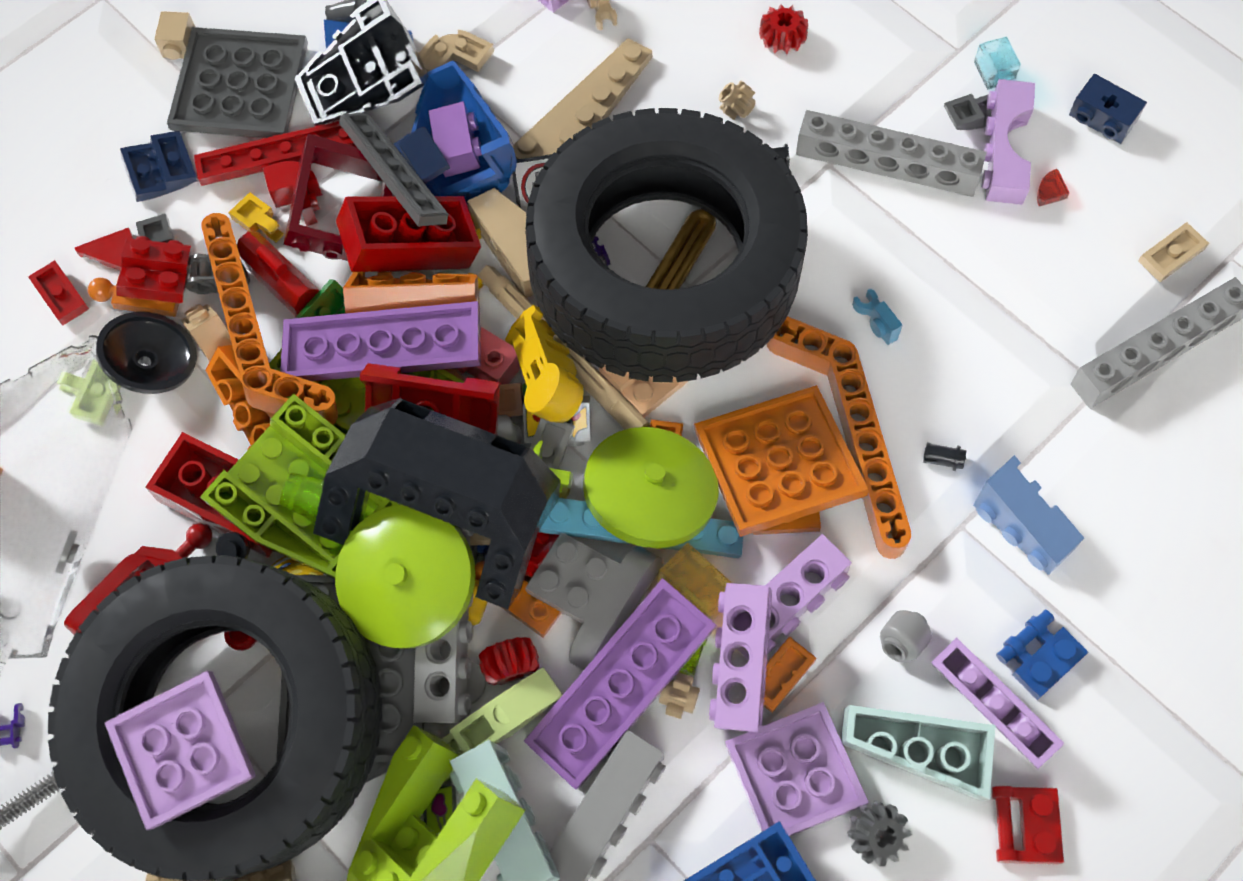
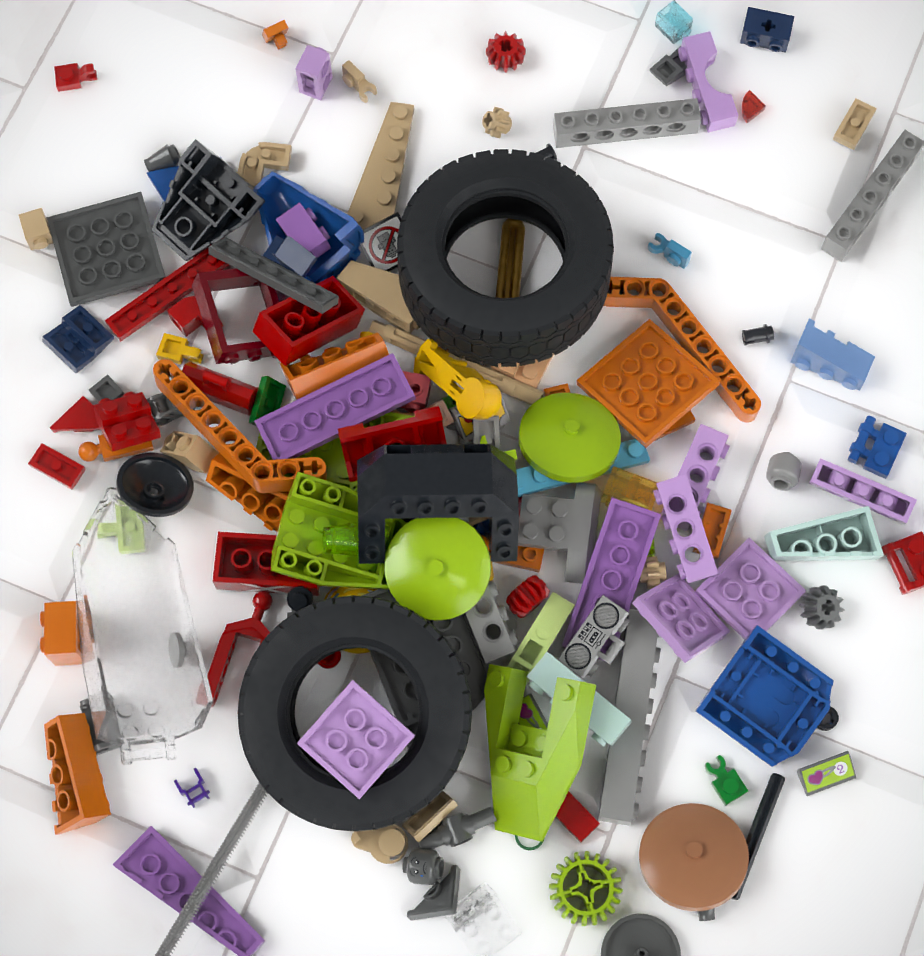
camera: 25 degrees left, 5 degrees up
(574, 736) = (586, 644): none -> light grey piece
(686, 770) = (681, 617): none -> lavender plate

